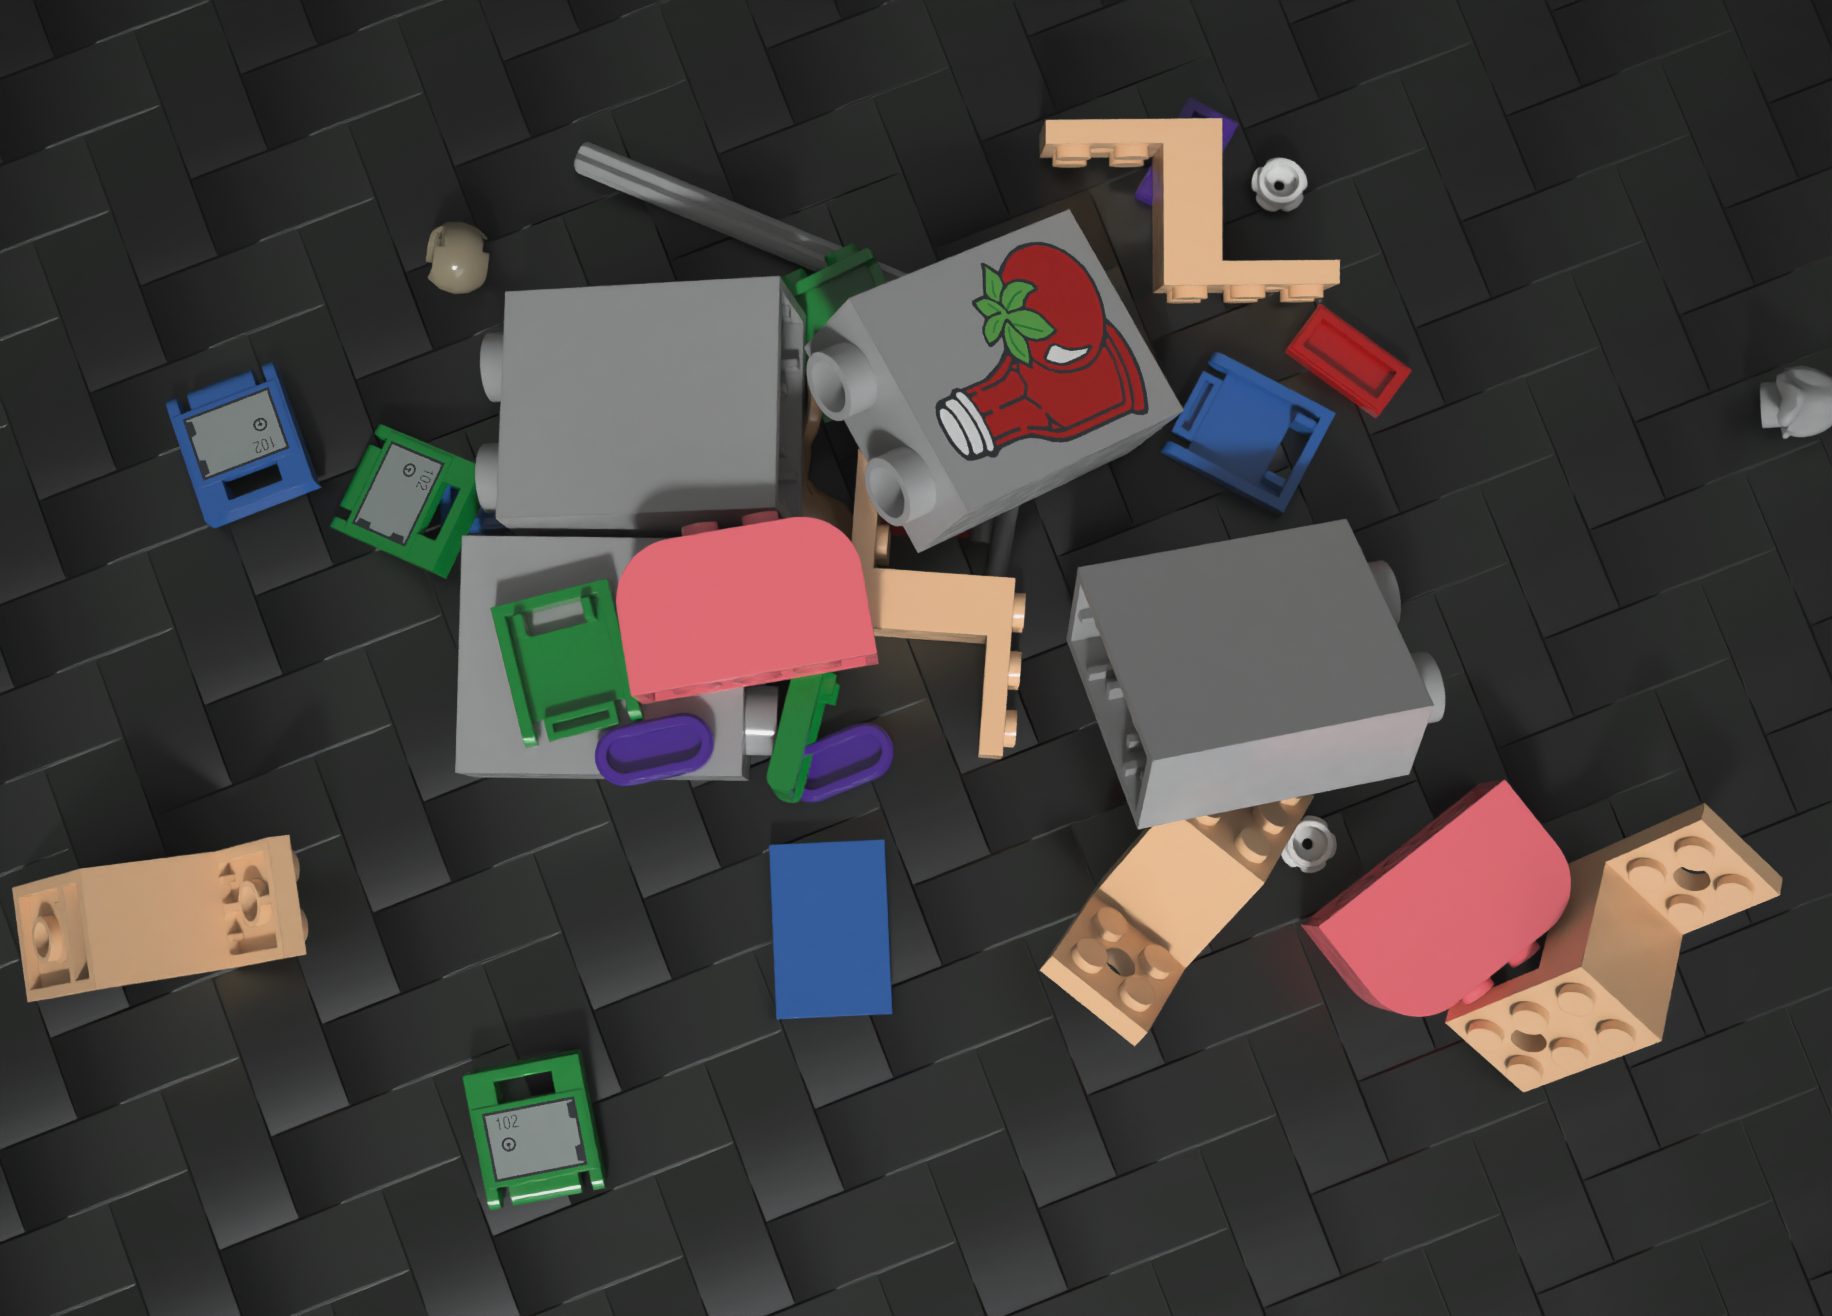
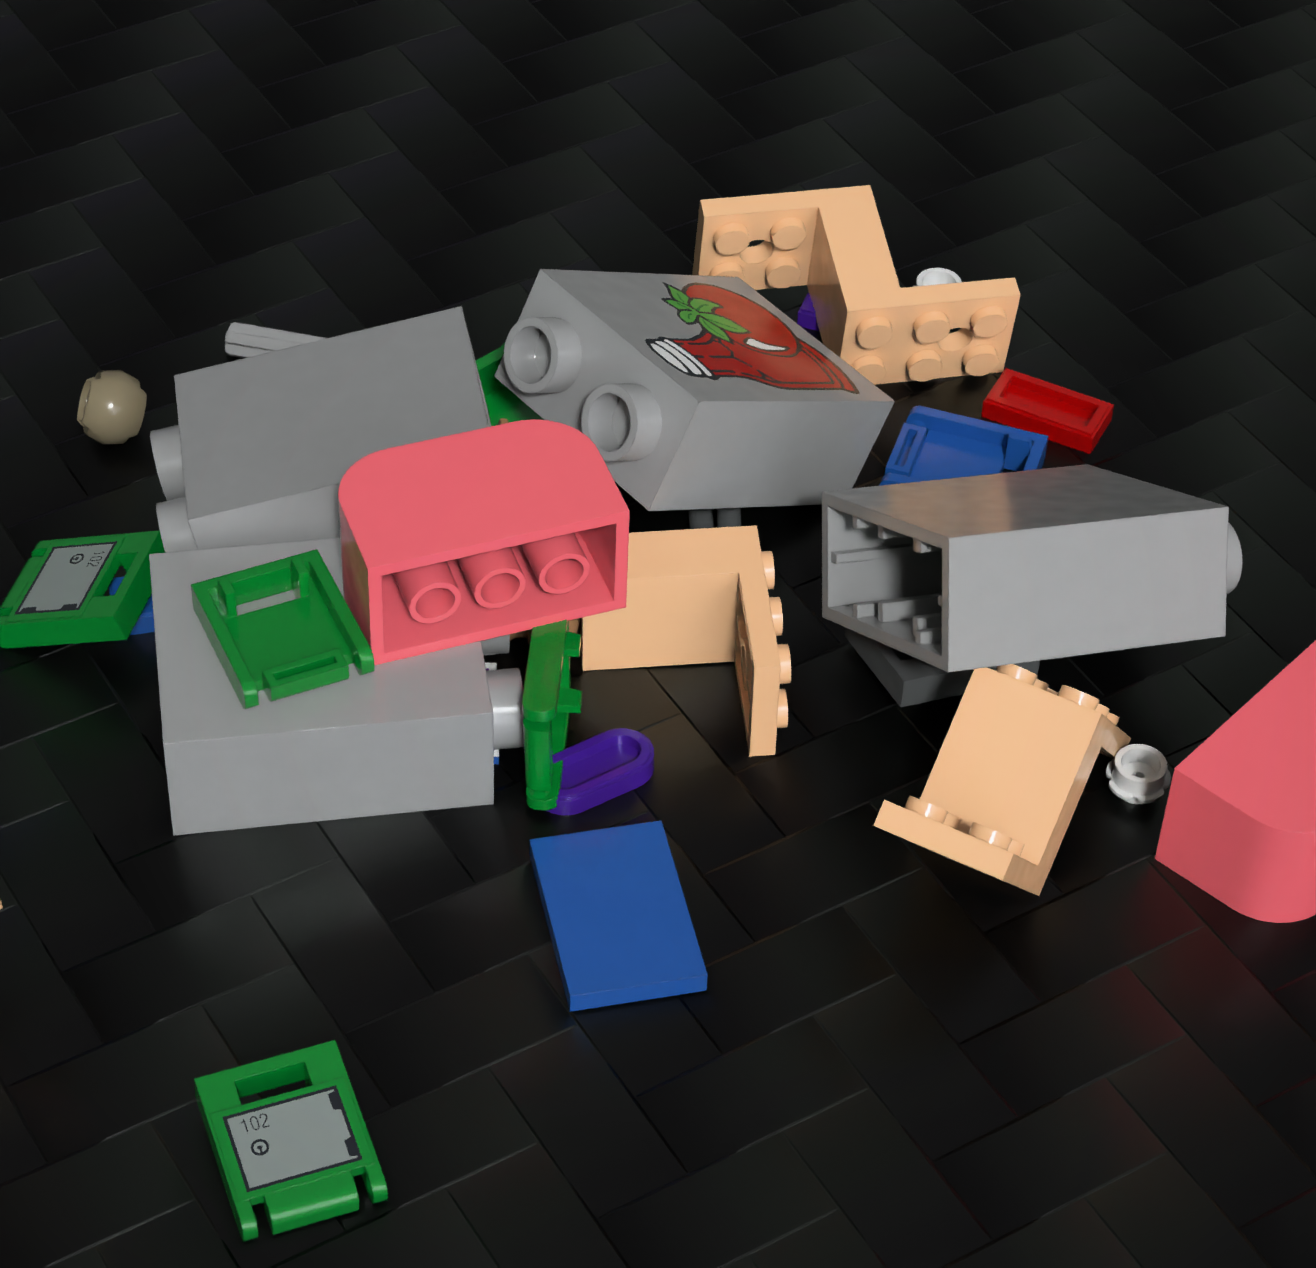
camera: 10 degrees left, 40 degrees down
(654, 749) = (391, 693): dark purple tile -> none

